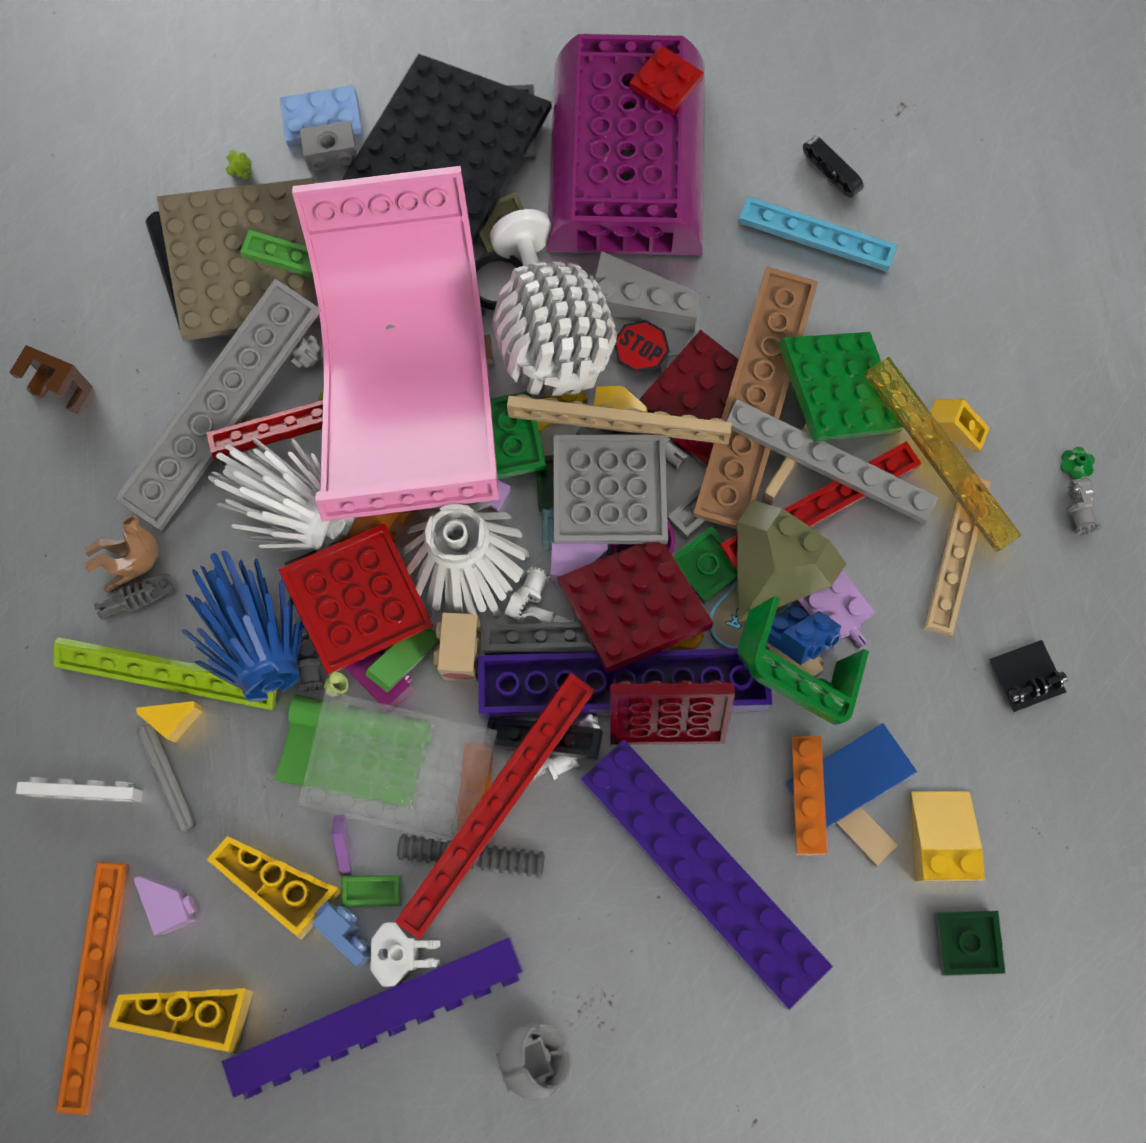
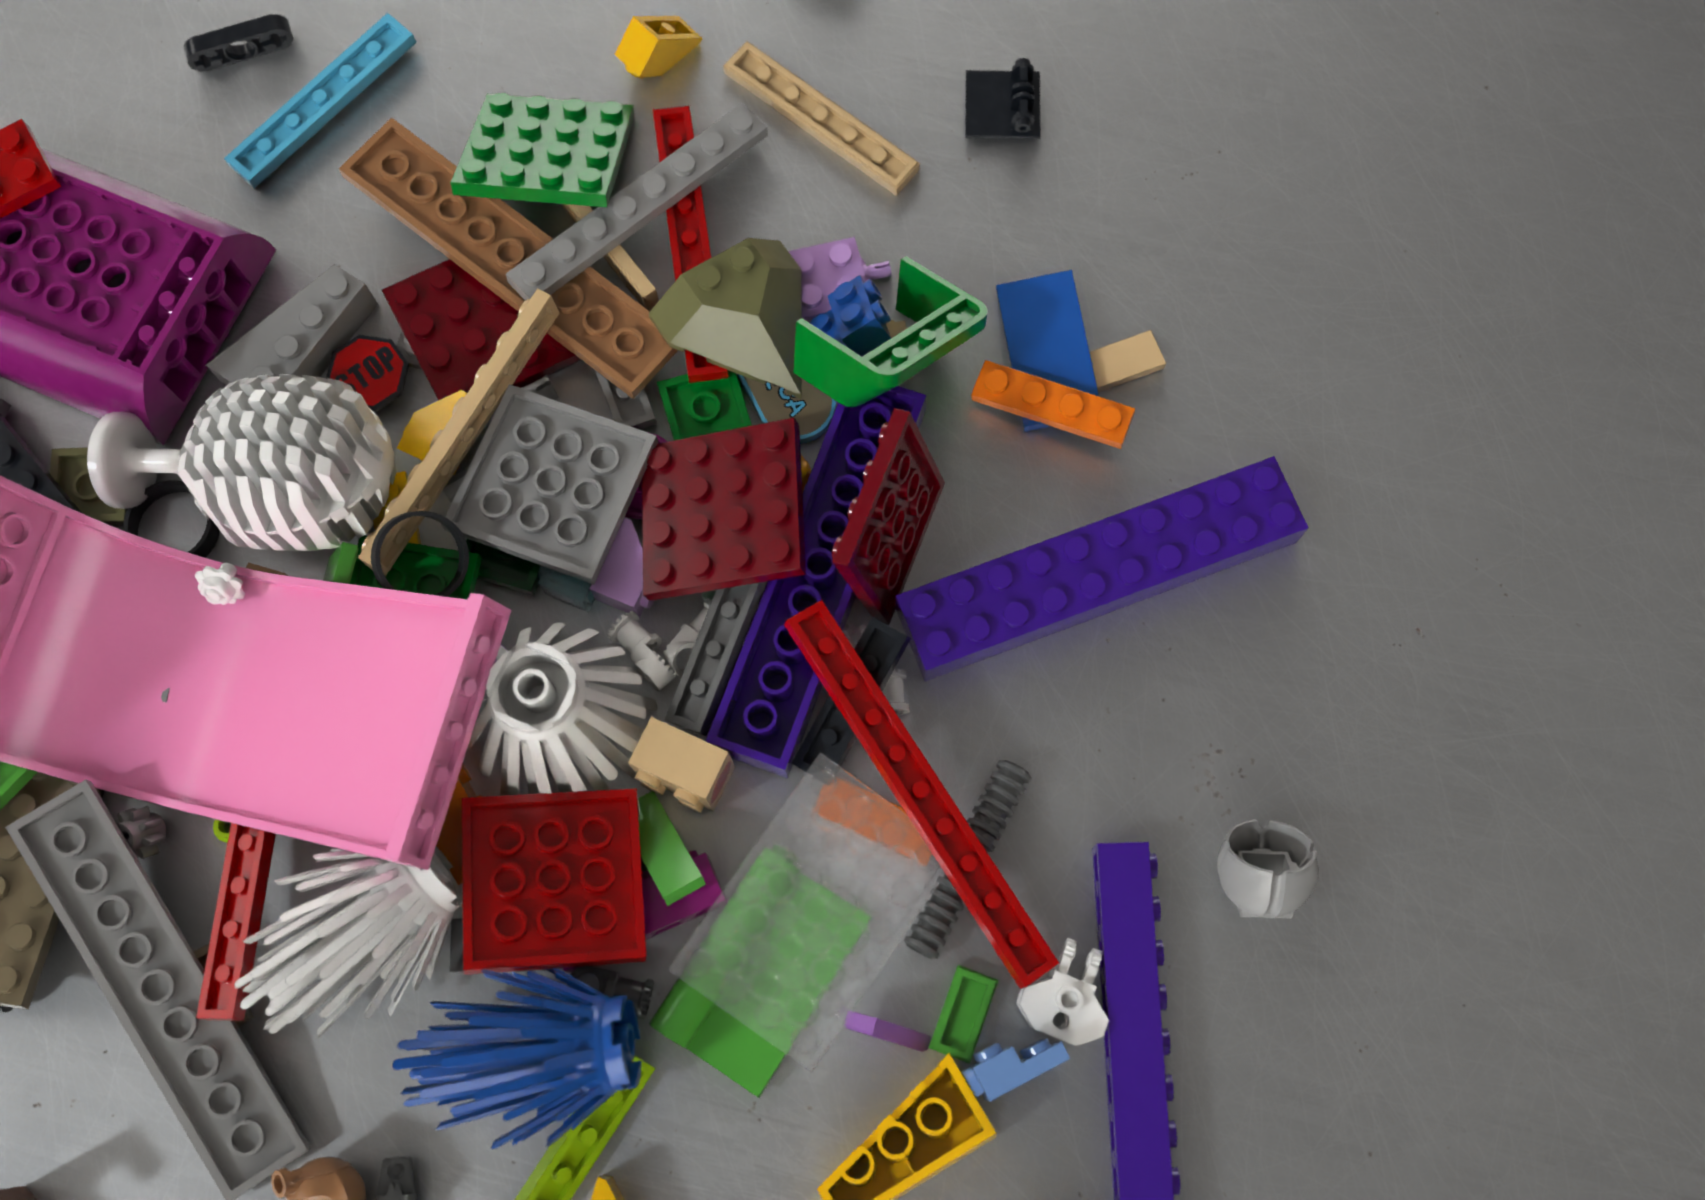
camera: 70 degrees left, 0 degrees up
(336, 679) = (655, 954): yellowish green hinge -> none
(464, 325) = (220, 584): none -> white plant
(503, 389) = (341, 563): none -> bright green tile
(504, 451) = (454, 530): none -> black tyre
(942, 454) = (688, 74): clear yellow plate -> none
(945, 837) = (1162, 273): yellow slope -> none
(970, 943) = (1294, 298): dark green plate -> none

